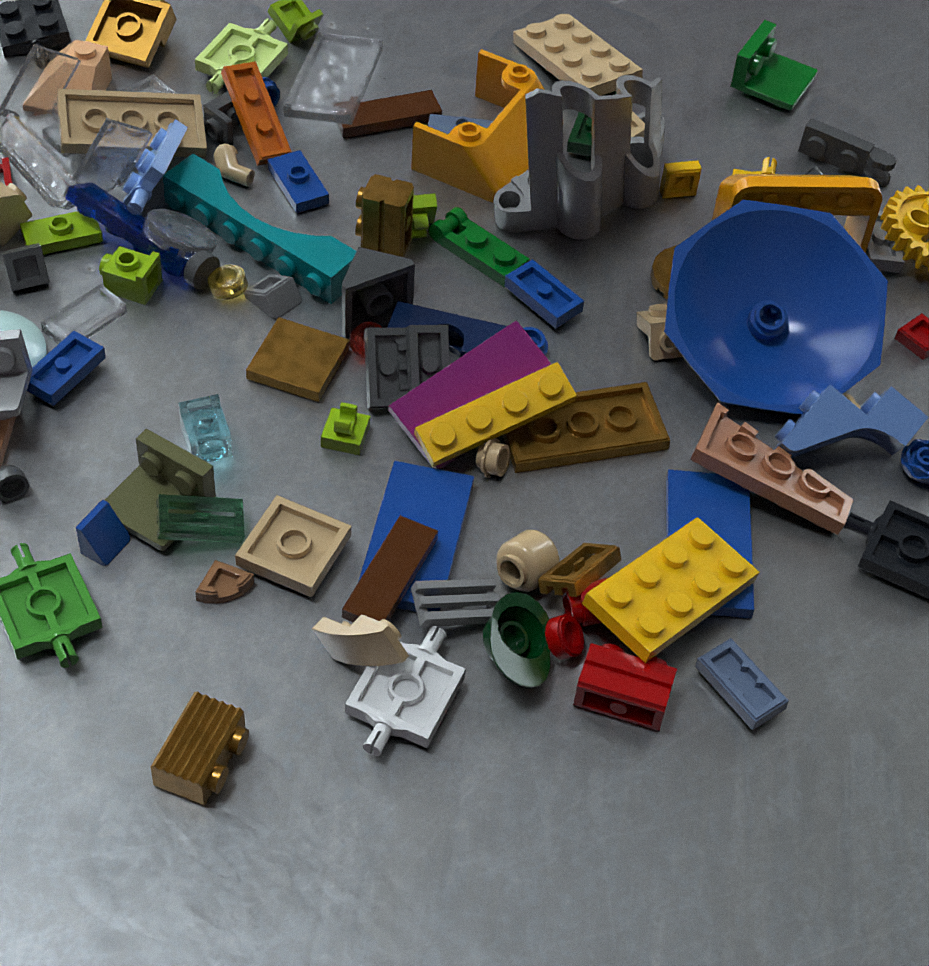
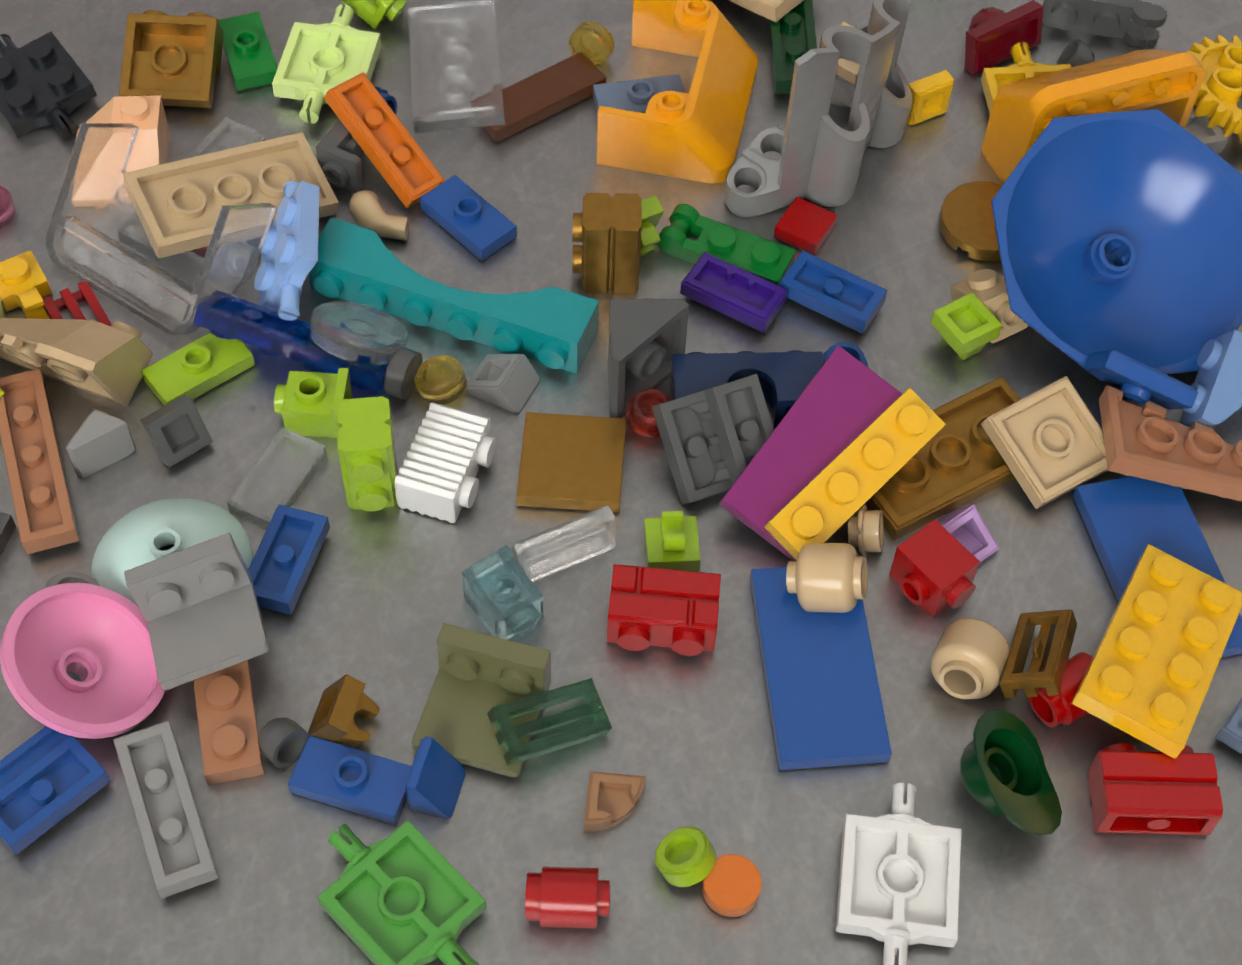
camera: 15 degrees left, 5 degrees up
(43, 519) = (351, 780): none -> blue plate
(51, 478) = (336, 713): none -> pearl gold tile
(147, 310) = (367, 452): none -> lime brick
(159, 633) = (566, 897): none -> red brick
(189, 35) = (248, 51): none -> green plate
(203, 334) = (443, 463): none -> white brick
(257, 632) = (685, 856): none -> lime tile
(264, 409) = (566, 544): none -> clear tile
(283, 662) = (732, 886): none -> orange tile
(293, 545) = (679, 722): tan plate -> none
(316, 468) = (663, 609): none -> red brick
(363, 642) = (833, 838): tan slope -> none
(391, 571) = (817, 729): reddish brown tile -> none
(442, 84) = (592, 41): none -> clear yellow tile
(442, 476) = (828, 577): none -> tan head
(454, 595) = (941, 724): light grey tile -> none
(469, 276) = (734, 292): none -> dark purple plate
(529, 495) = (934, 569): none -> red brick
(546, 245) = (805, 226): none -> red tile
(563, 484) = (971, 531): none -> lavender slope
(564, 637) = (1056, 747): red tile -> none
(632, 339) = (966, 325): none -> lime tile
(657, 432) = (1049, 441): none -> tan tile
(746, 407) = (1140, 381): none -> blue plate
(755, 145) = (995, 32): none -> dark red tile

